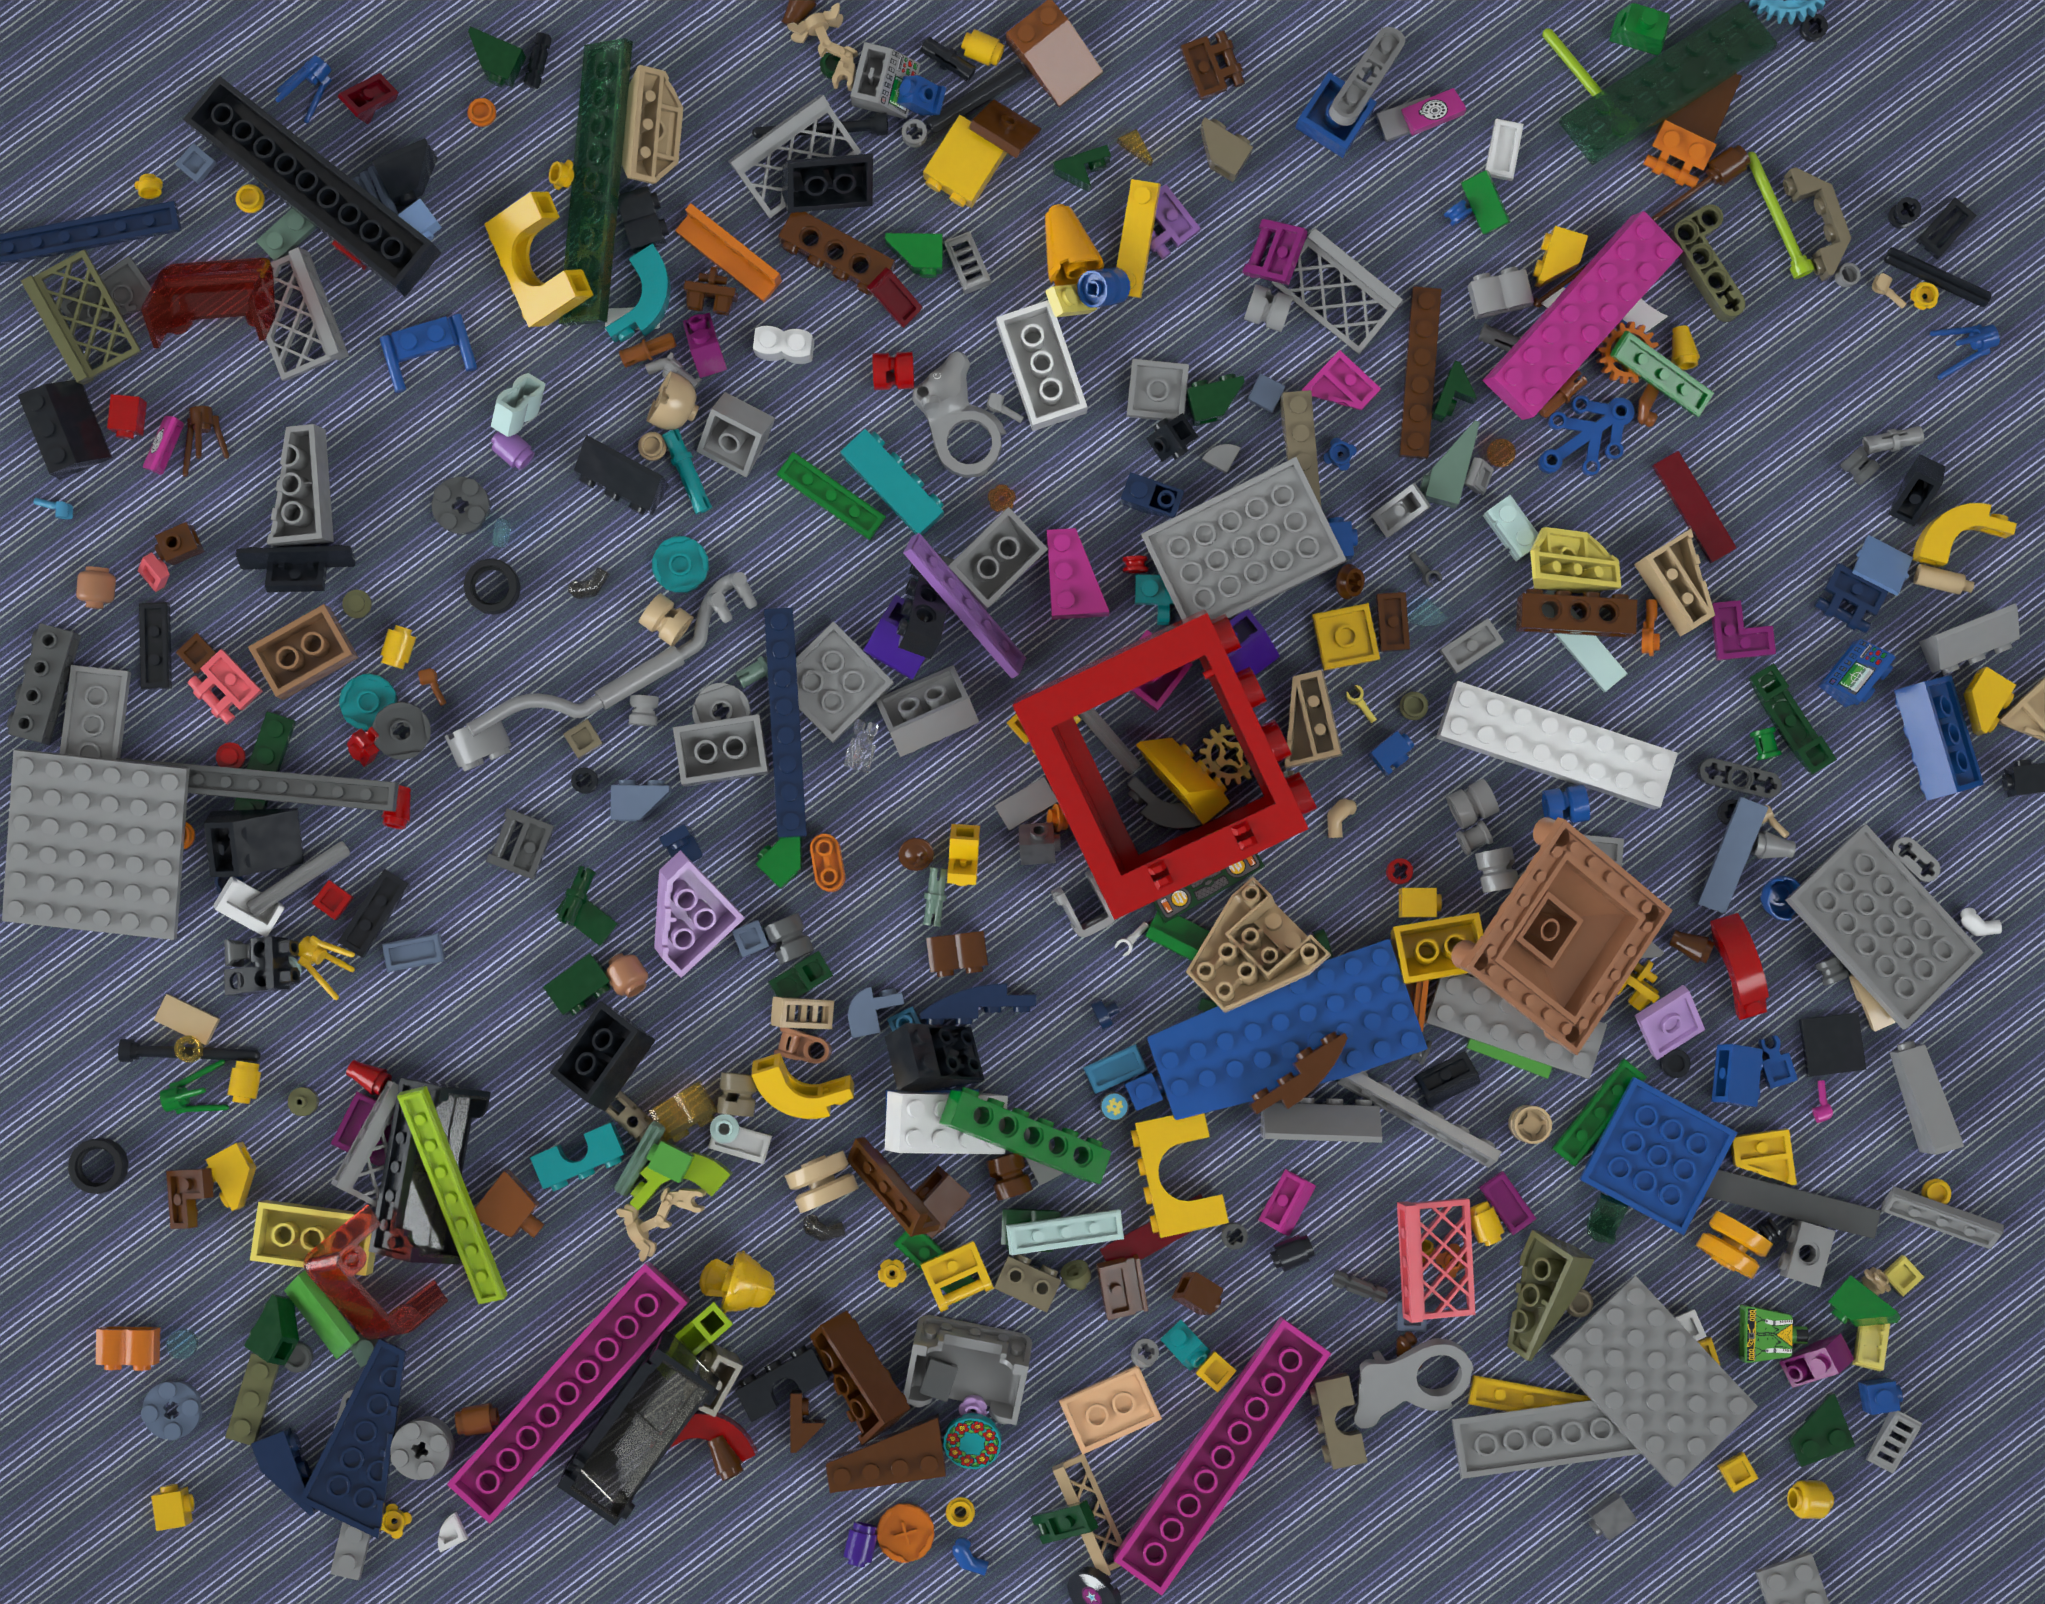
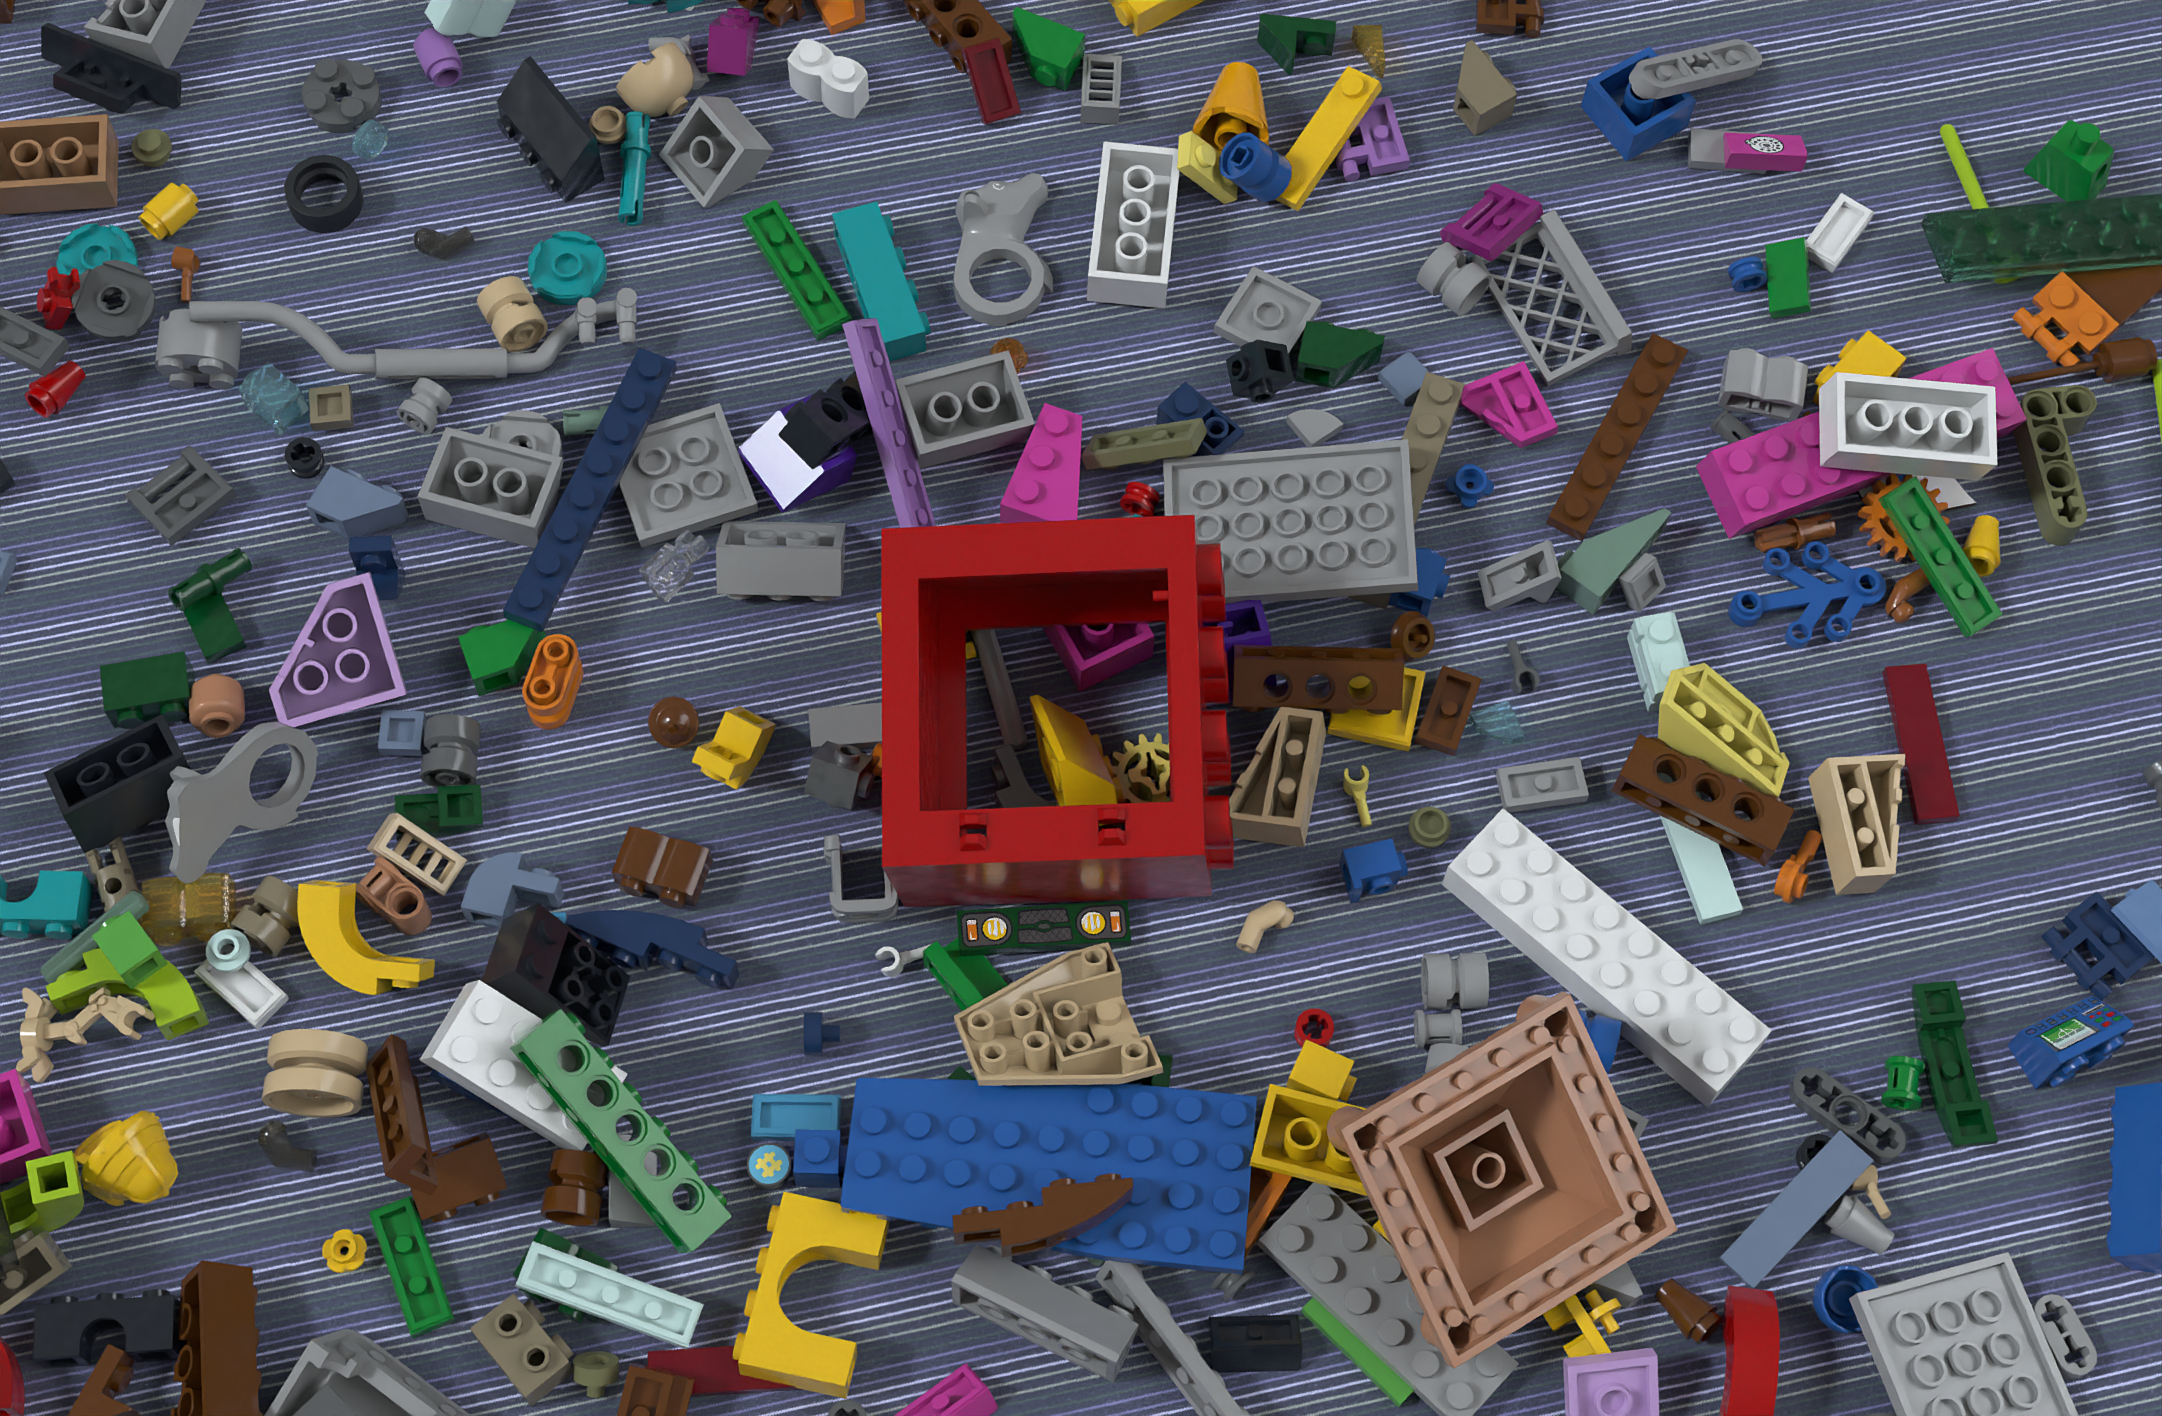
camera: 25 degrees right, 20 degrees down
(542, 750) = (273, 398): none -> clear light blue brick
(647, 349) = (662, 21): dark orange axle -> none
(670, 1051) = (213, 804): none -> light grey animal
(903, 370) = (959, 163): red wheel -> none
(935, 896) = (669, 788): sand green pin -> none
(952, 1267) = (428, 1275): yellow plate -> none
(995, 404) = (1054, 253): light grey hand -> none
(1123, 528) = (1144, 444): none -> olive plate
(1307, 645) = (1299, 663): none -> reddish brown brick
(1456, 386) = (1653, 468): dark green slope -> none
(1501, 453) = (1684, 570): clear orange plate -> none
(1614, 306) = (1907, 426): none -> white brick
(1734, 640) = (1911, 932): magenta plate -> none

